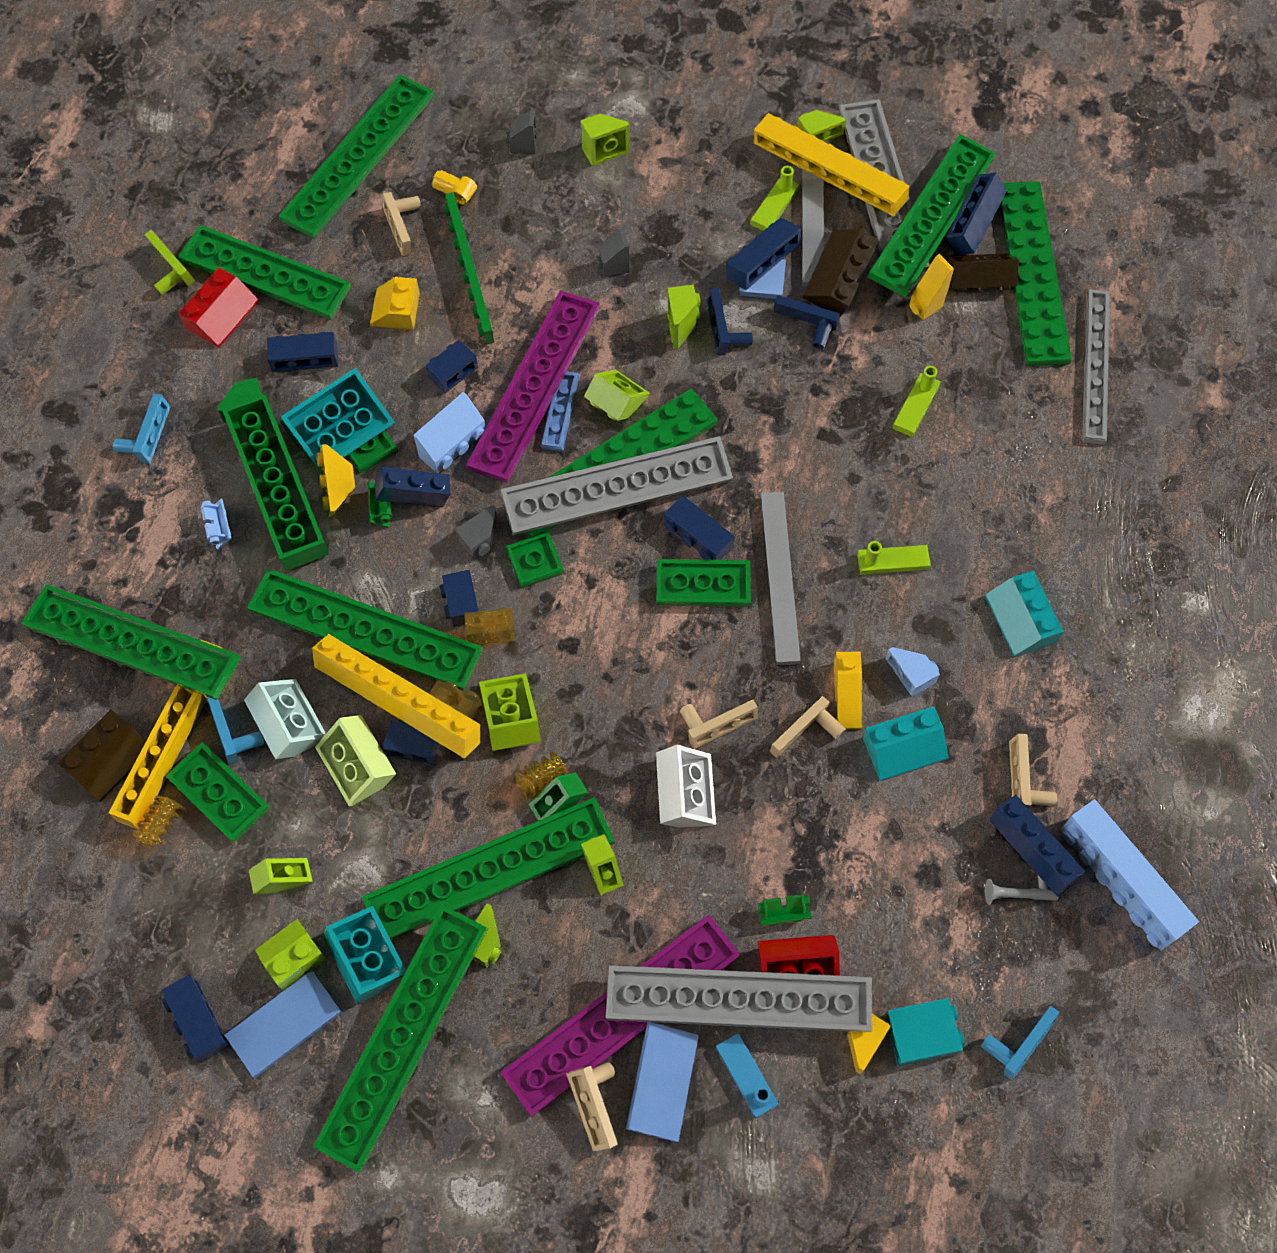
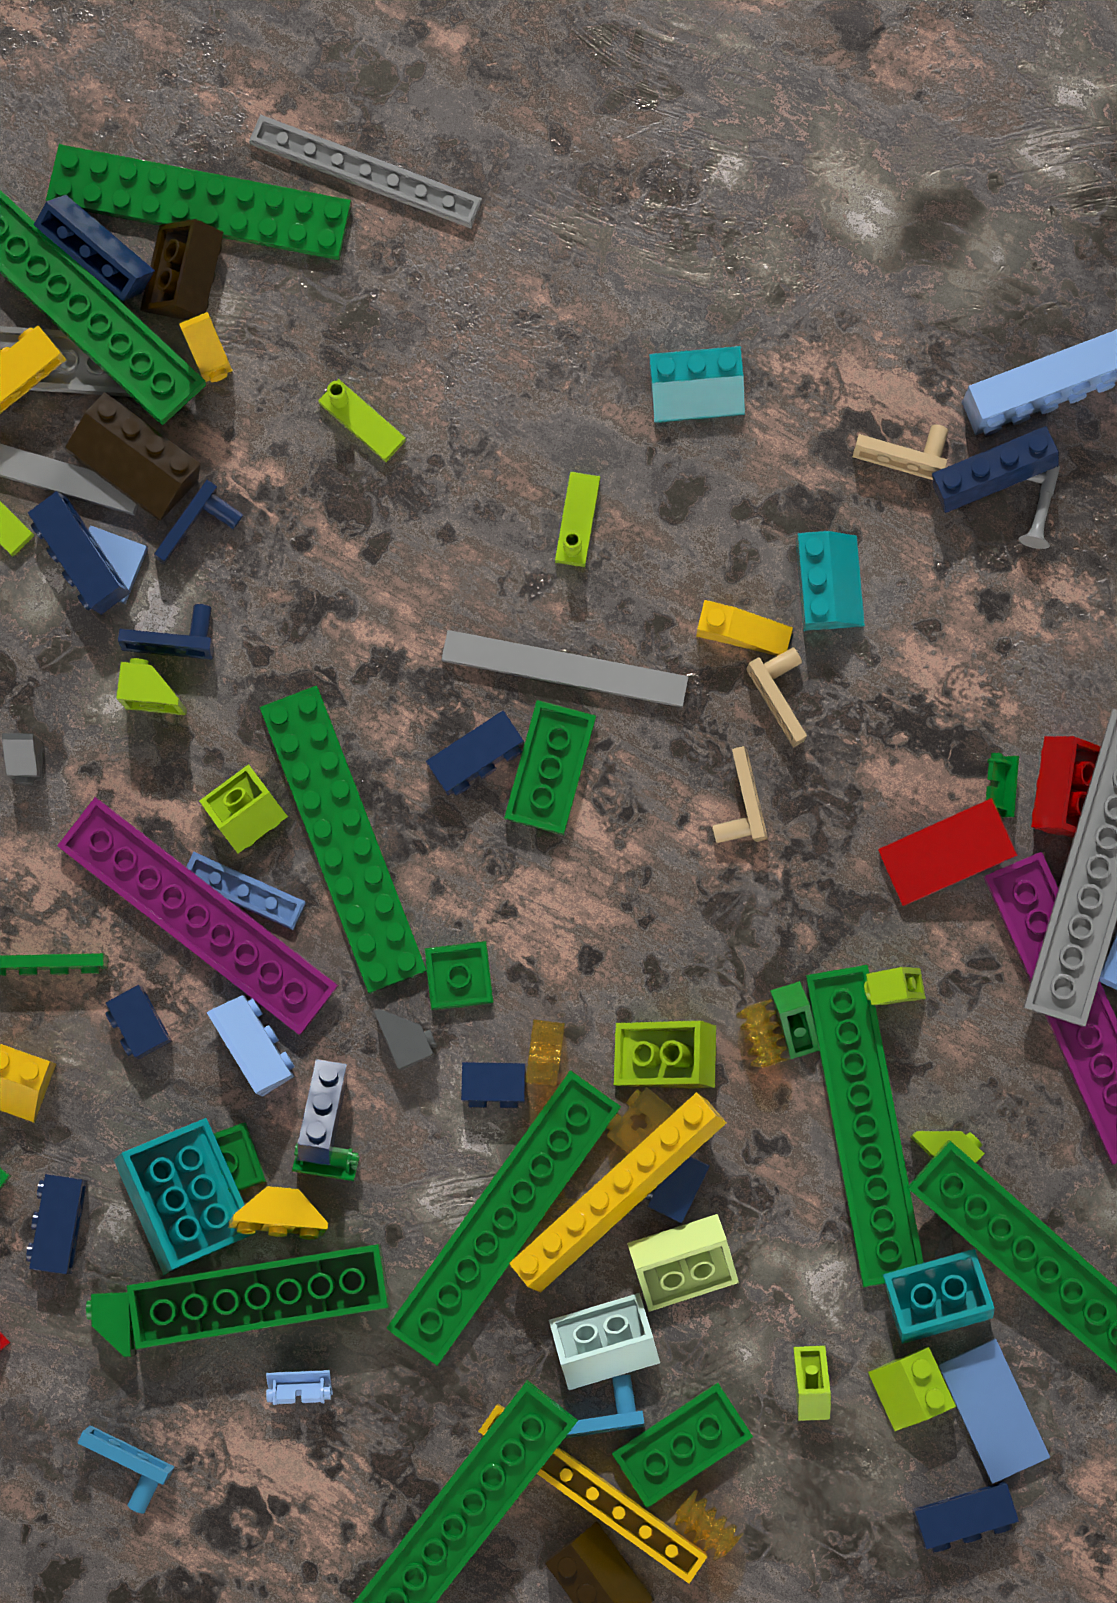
camera: 70 degrees left, 15 degrees up
(616, 485) = (387, 843): light grey plate -> none
(685, 787) = (820, 862): white slope -> none
(719, 880) = (947, 852): none -> red tile
(913, 669) = (737, 542): light blue slope -> none

